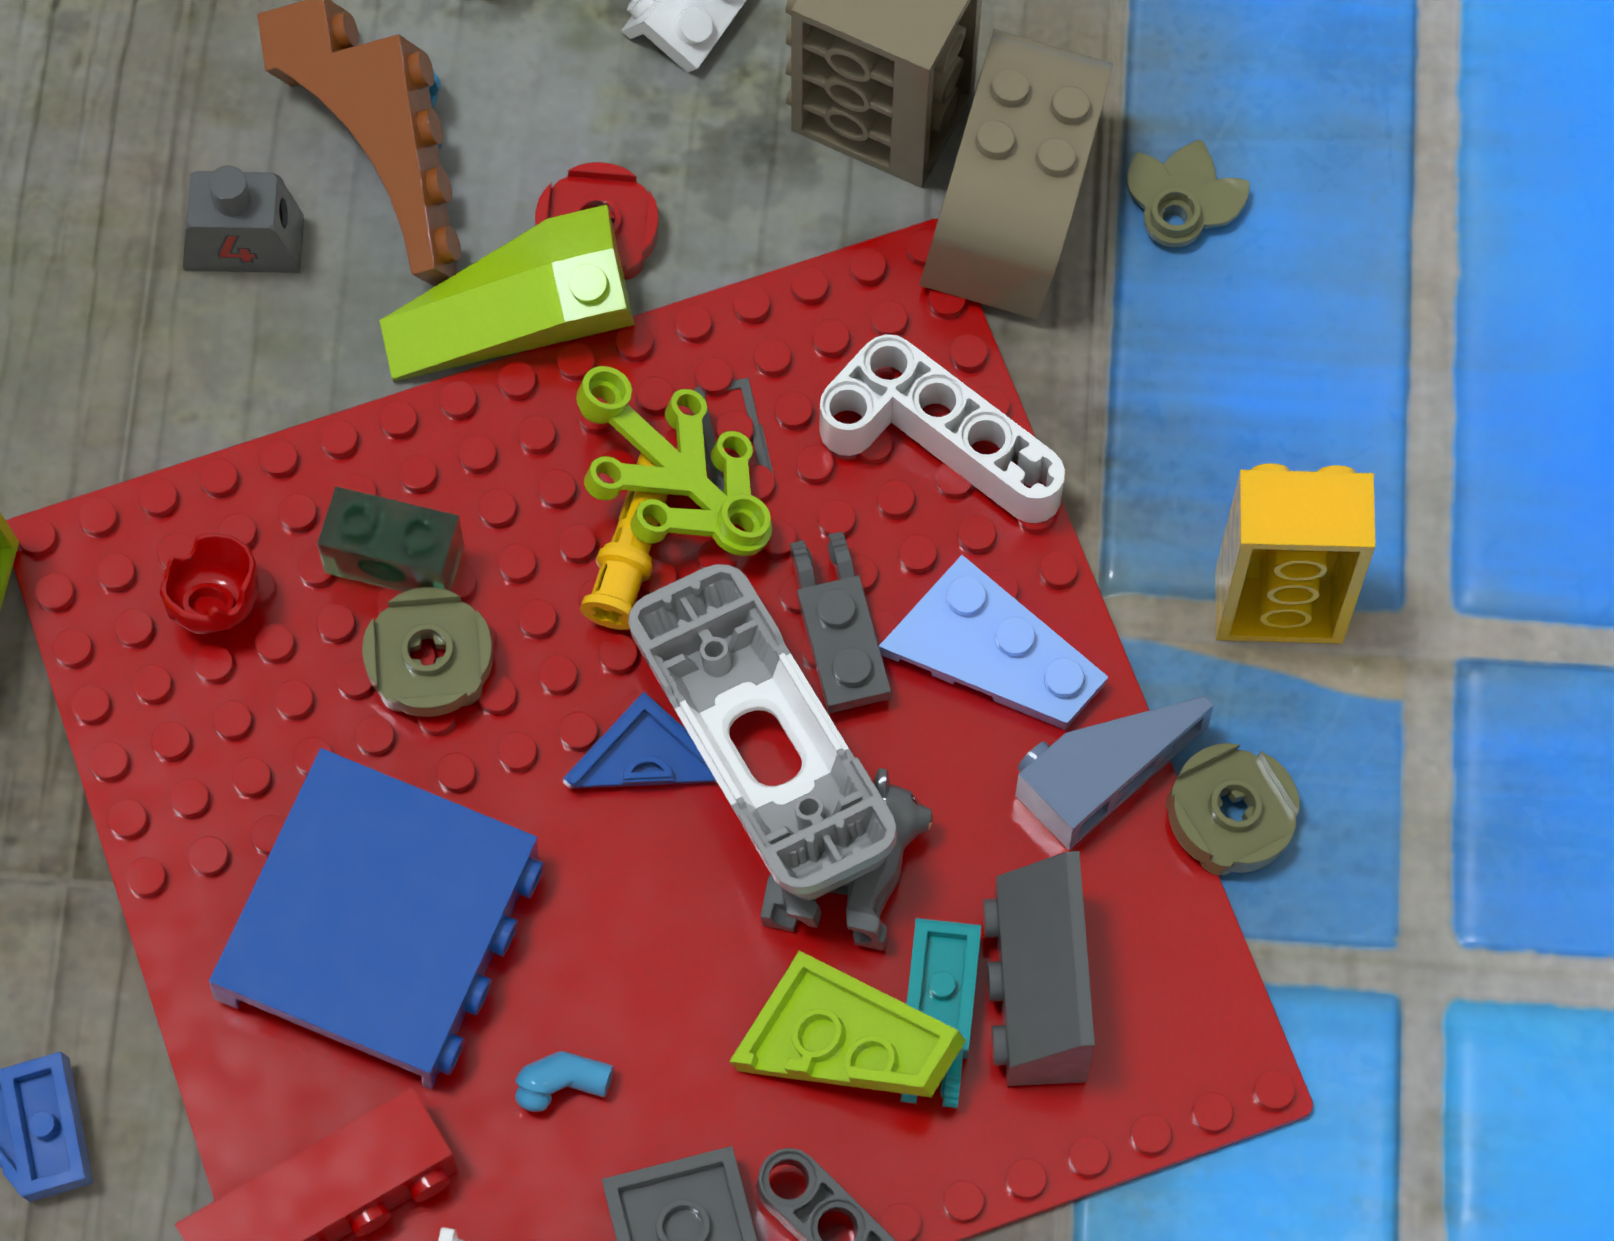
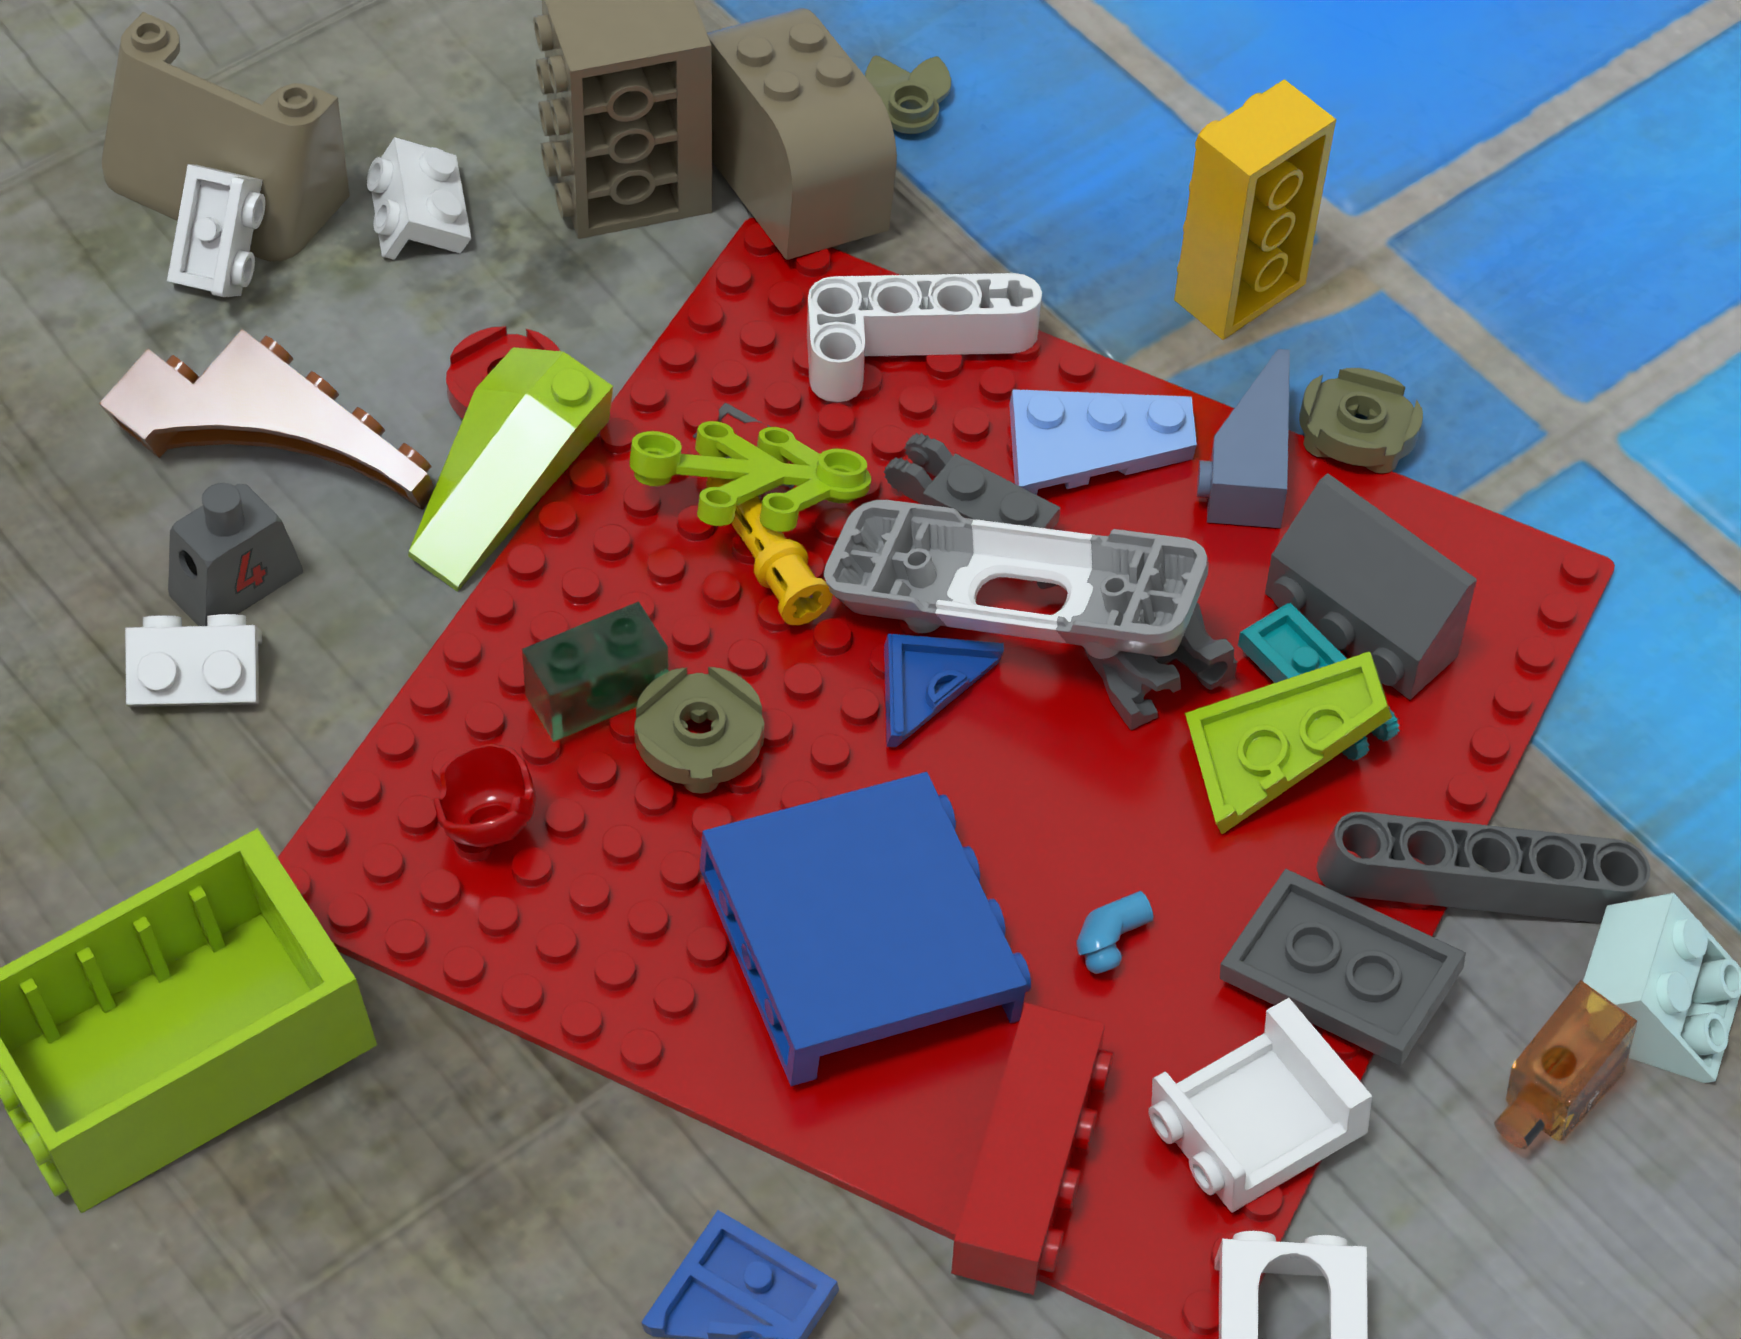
camera: 45 degrees left, 15 degrees down
(139, 290) = (192, 662): none -> white bracket

